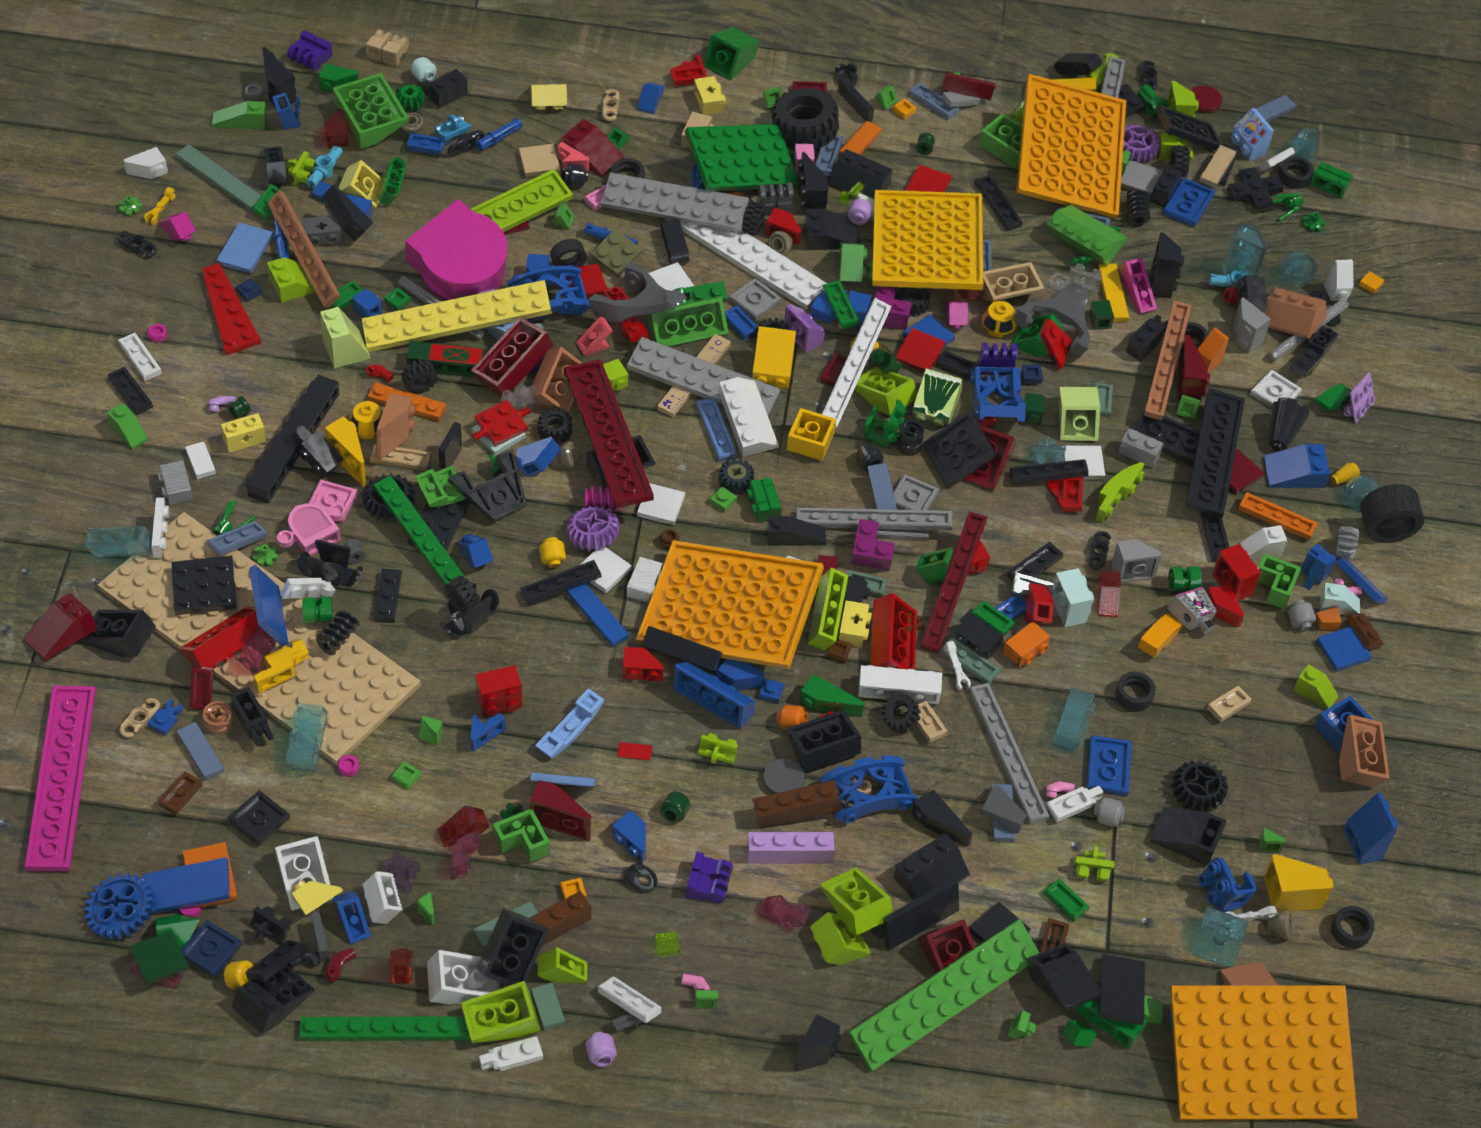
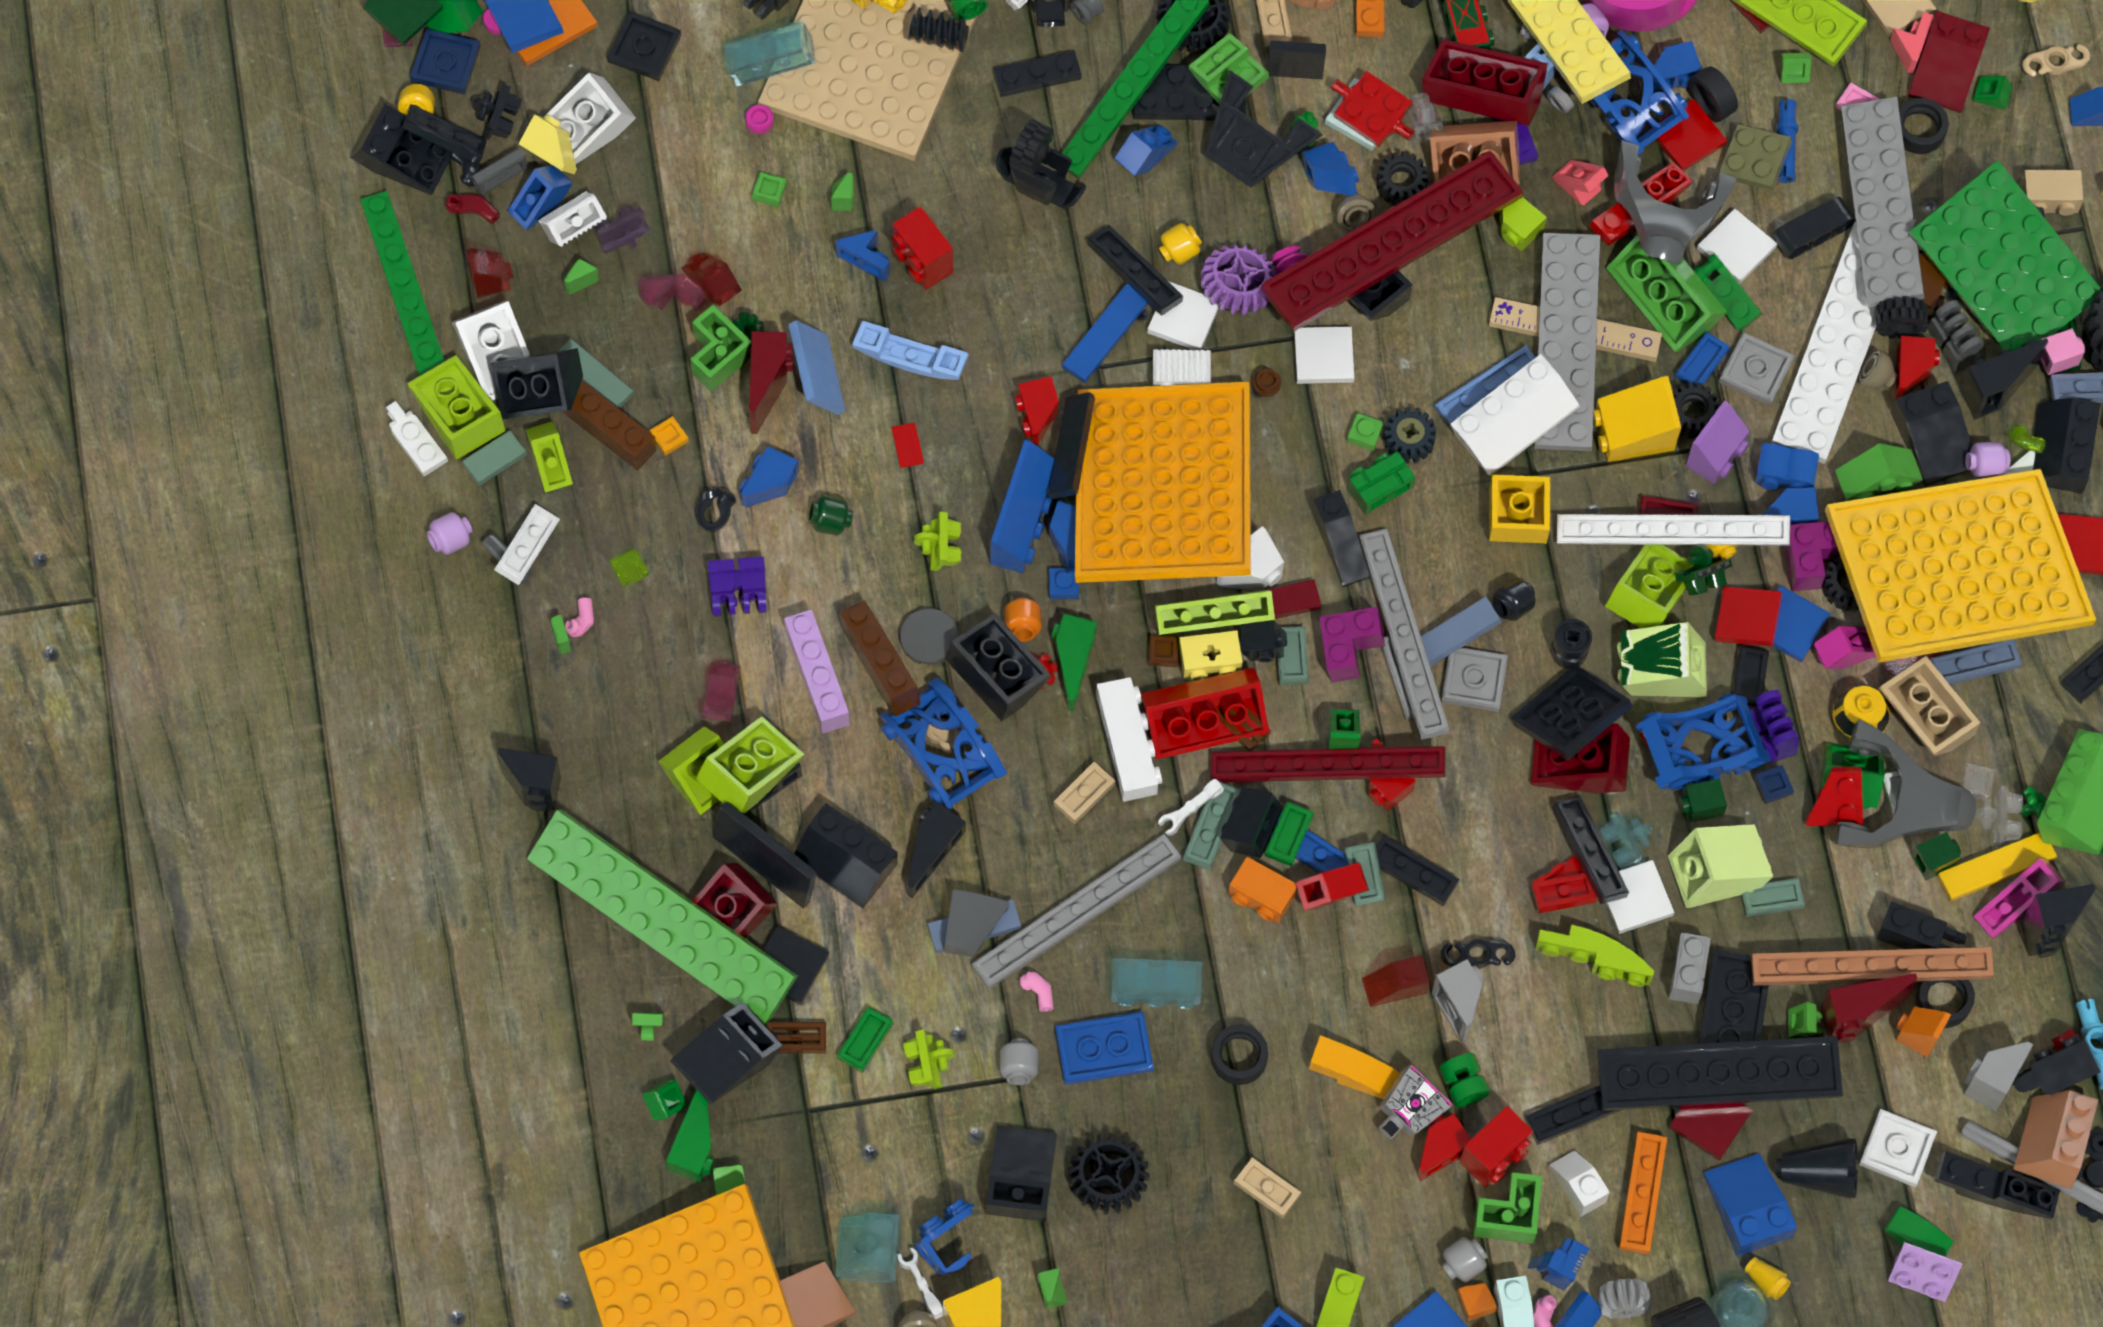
camera: 75 degrees right, 15 degrees up
(574, 175) = (1881, 55): black head -> none
(840, 304) = (1777, 479): green tile -> none
(890, 427) = (1580, 600): green piece -> none
(895, 703) = (1074, 740): black tyre -> none
(1072, 597) = (1360, 928): light aqua brick -> none
(1074, 802) = (1020, 1013): white hinge -> none
(1122, 989) = (738, 1133): black tile -> none

